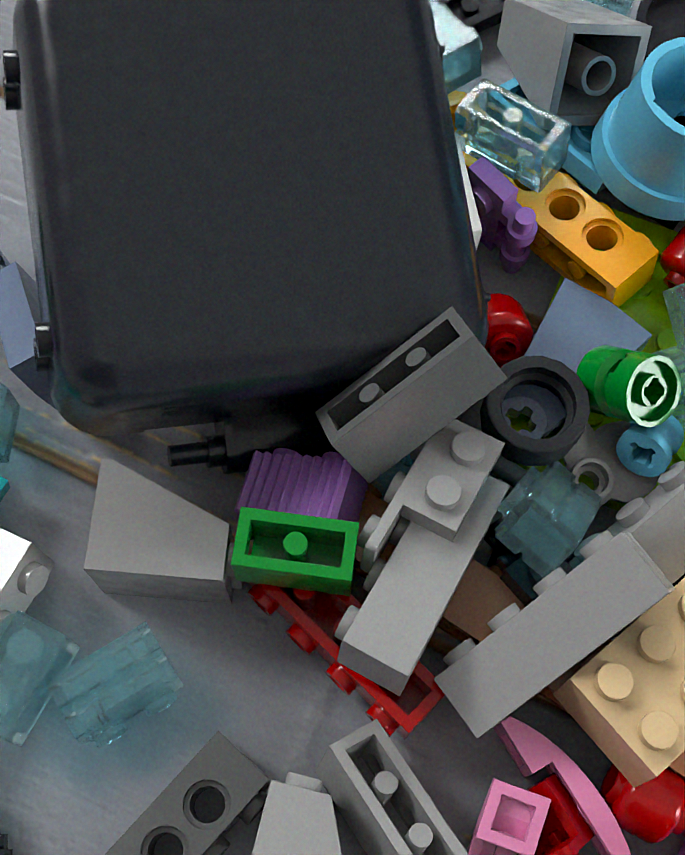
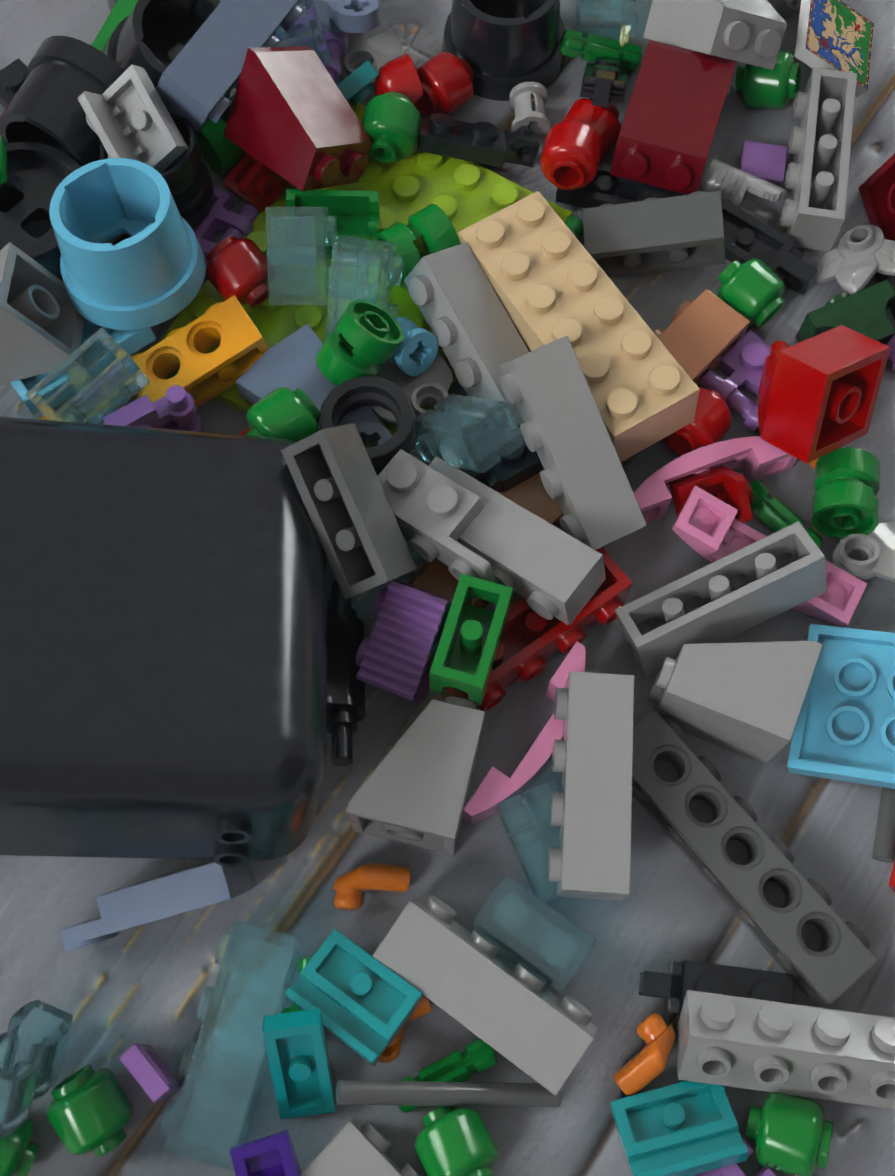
camera: 80 degrees left, 0 degrees up
(67, 508) = (368, 877): none -> orange arm
(161, 714) = (595, 787): none -> light grey brick
(291, 682) = (499, 787): none -> bright pink slope
(518, 323) = (283, 415): none -> green head

